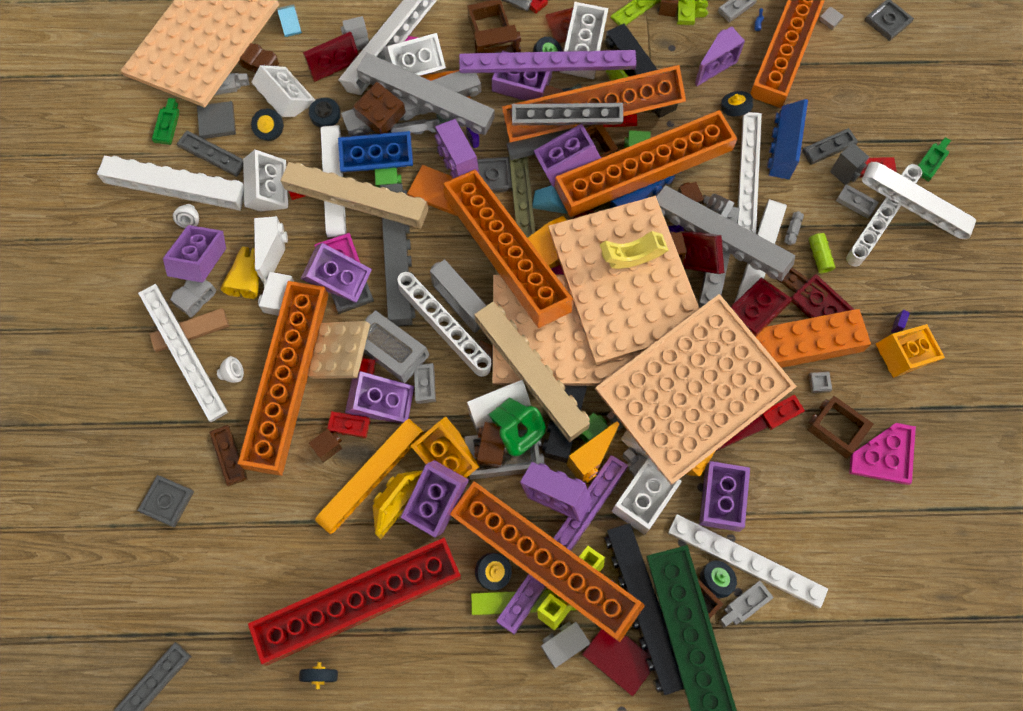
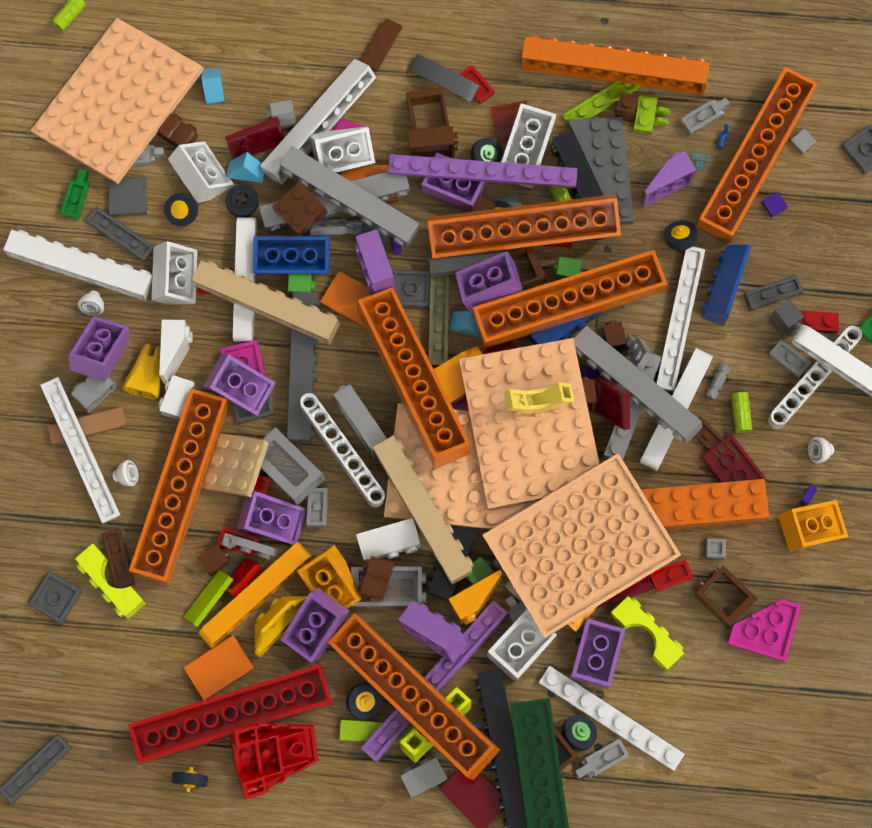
camera: 10 degrees right, 5 degrees up
(204, 462) = (125, 599): none -> neon yellow arch
(322, 484) = (208, 598): none -> lime tile
(325, 84) = (245, 168): none -> medium azure slope
(339, 554) = (219, 668): none -> orange tile
(355, 459) = (243, 576): none -> red plate
(359, 426) = (247, 546): none -> light grey hinge
(401, 638) = (270, 754): none -> red wedge
(507, 418) = (394, 554): green piece -> none
(567, 114) = (492, 239): light grey brick -> none
(657, 41) = (606, 153): none -> dark grey wing
(747, 36) = (700, 158): none -> clear light blue tile
(760, 305) = (661, 466): dark red tile -> none
(790, 486) = (629, 614): none -> neon yellow arch
(816, 72) = (774, 204): none -> dark purple tile
(902, 279) = (820, 450): none -> white brick

